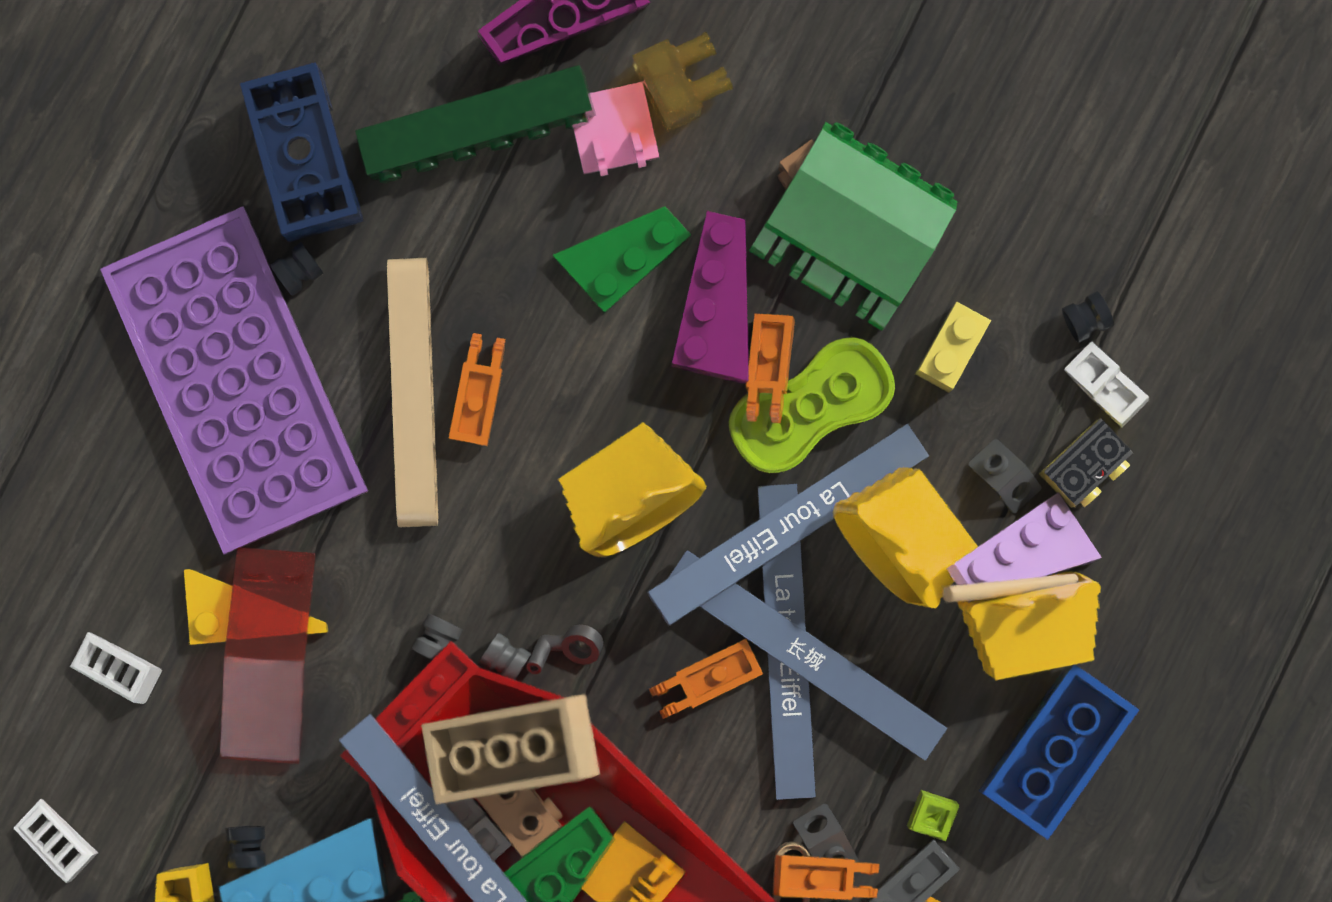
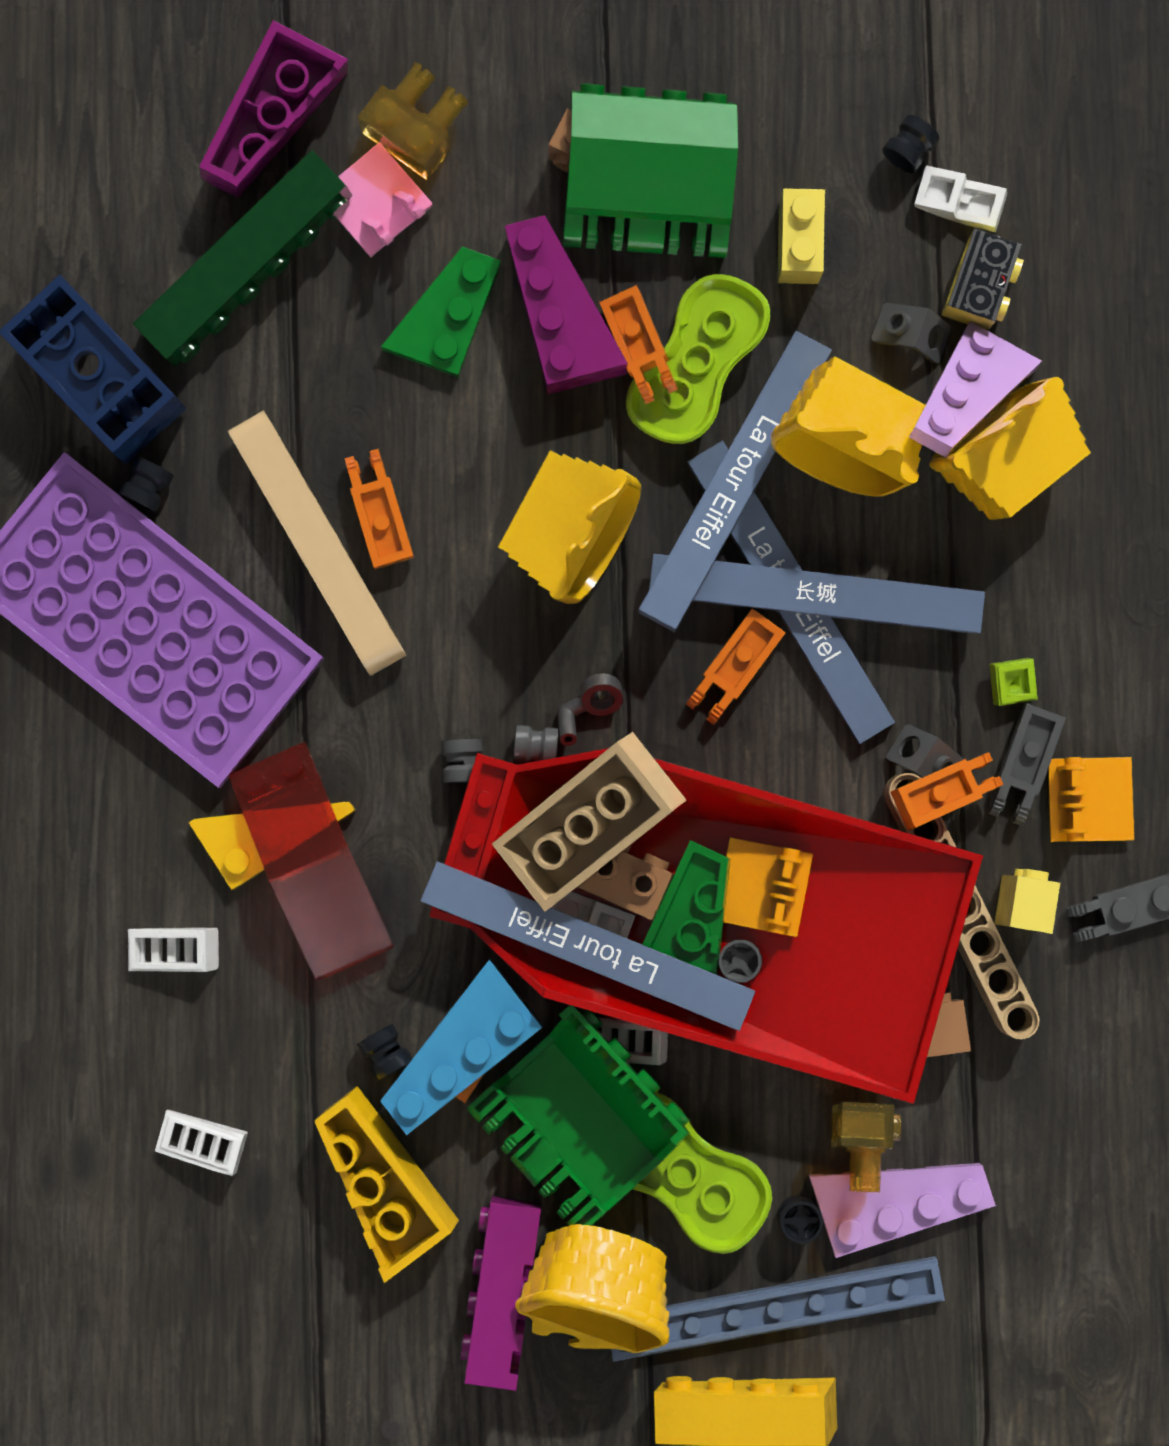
camera: 30 degrees left, 0 degrees up
(1005, 588) = (972, 427): tan bar -> none
(1058, 750) = (1099, 557): blue brick -> none

